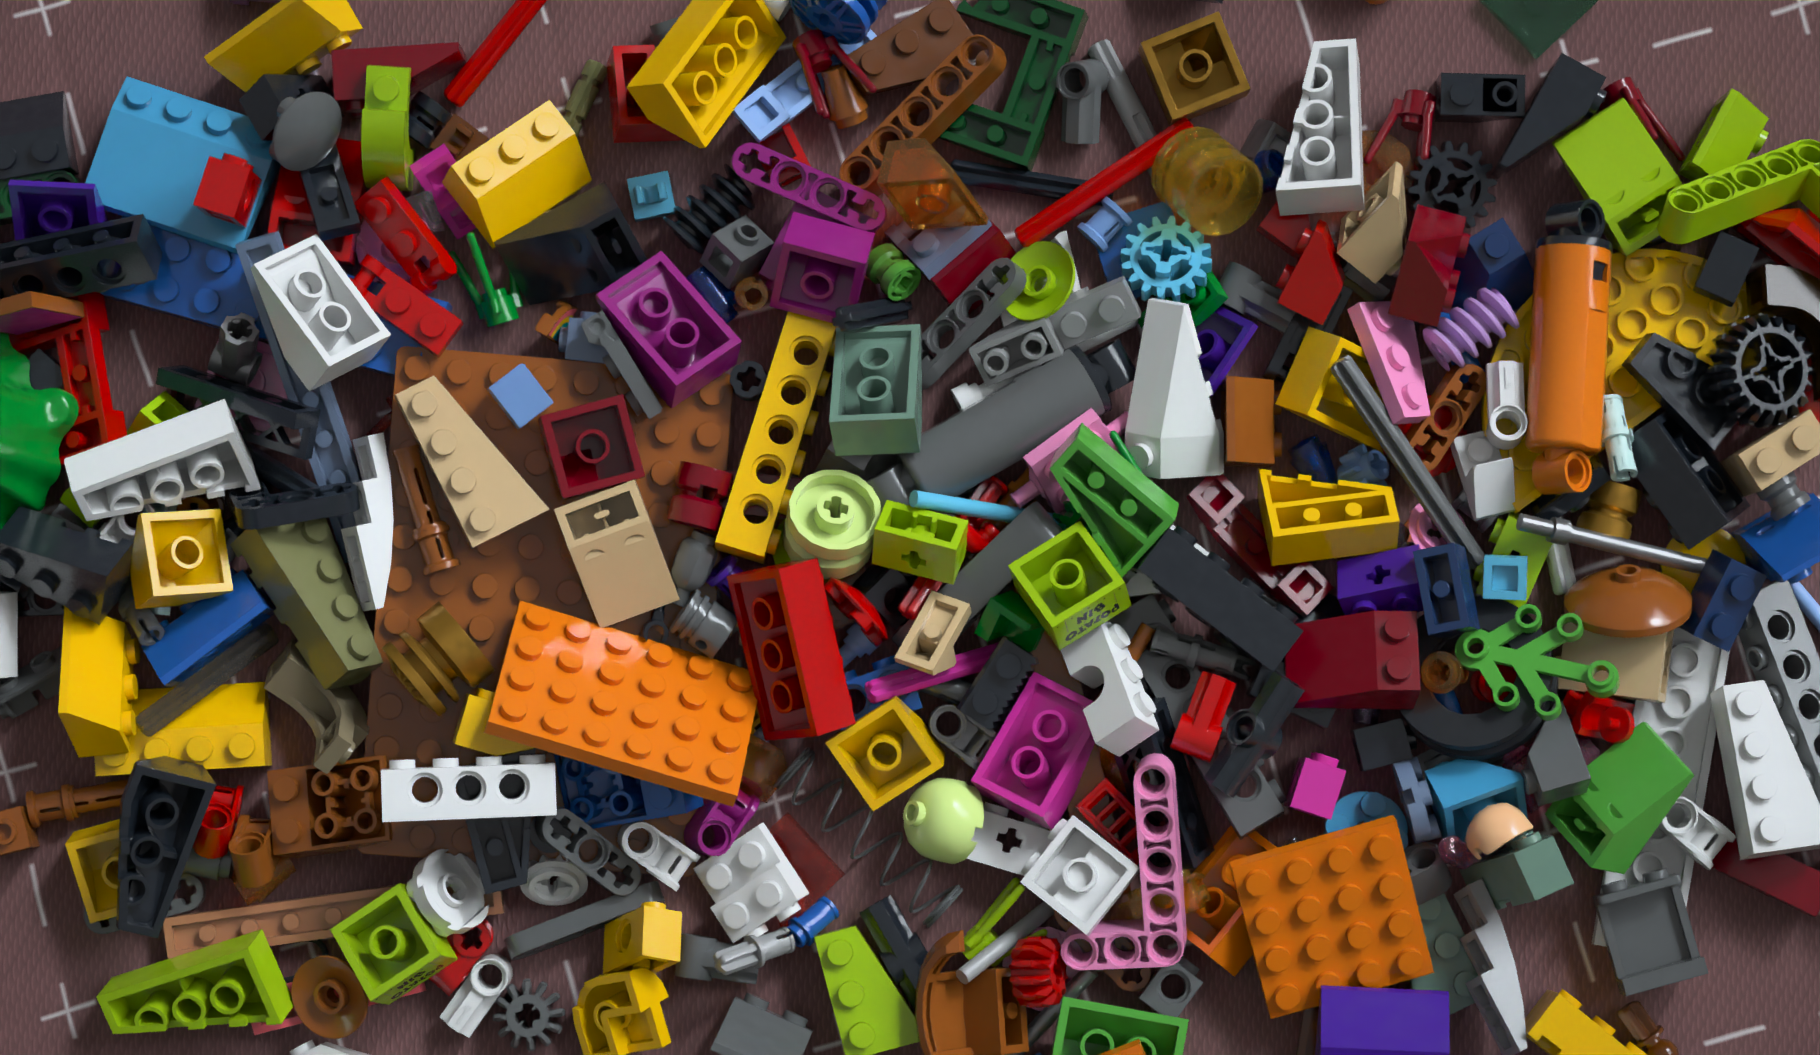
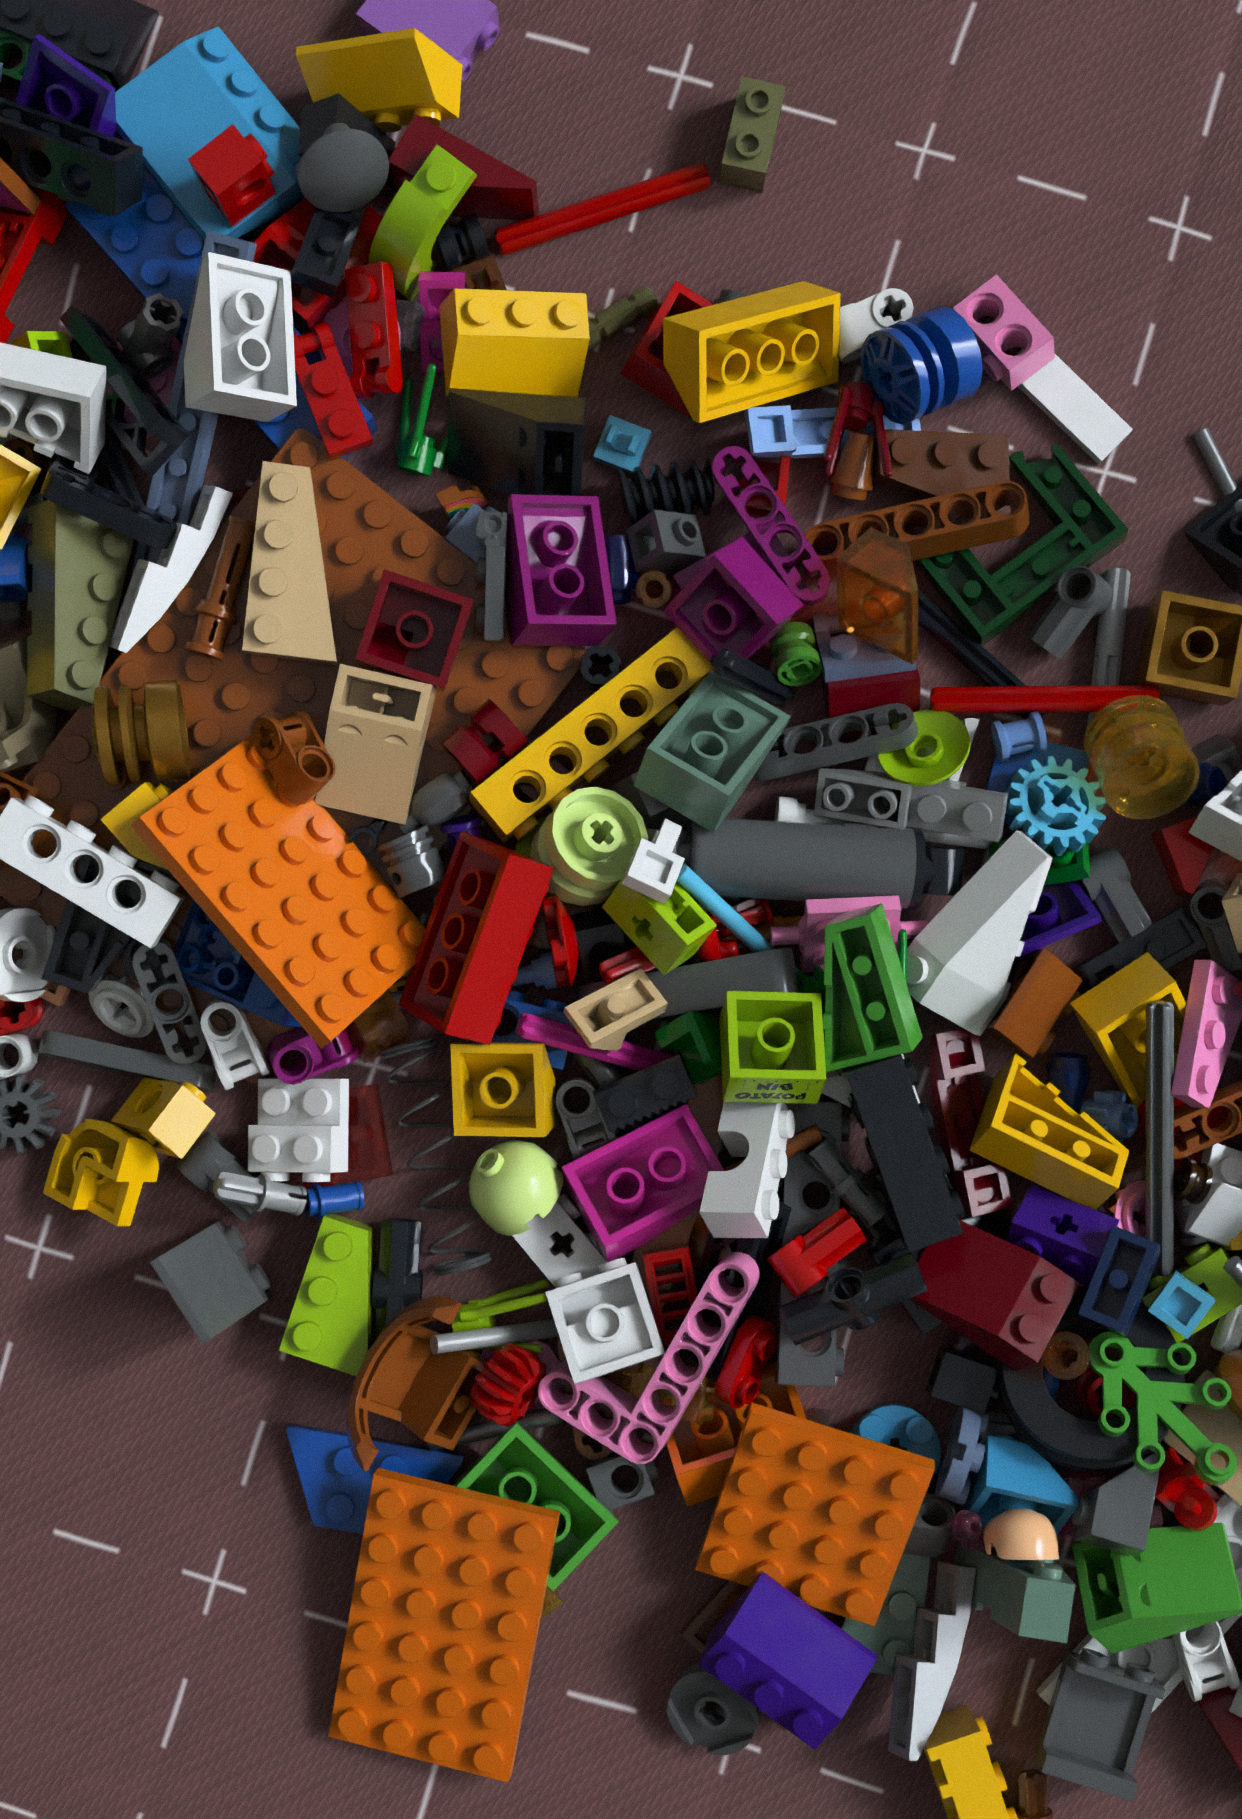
camera: 30 degrees right, 0 degrees up
(520, 396) = (380, 541): medium blue panel -> none
(565, 600) = (296, 757): none -> dark orange piece
(891, 506) = (654, 866): none -> white plate
(1207, 837) = (746, 1361): none -> red plate
(1315, 785) = (878, 1381): dark pink brick -> none
(1316, 277) = (1185, 911): red slope -> none
(1454, 478) = (1192, 1180): none -> dark brown bush

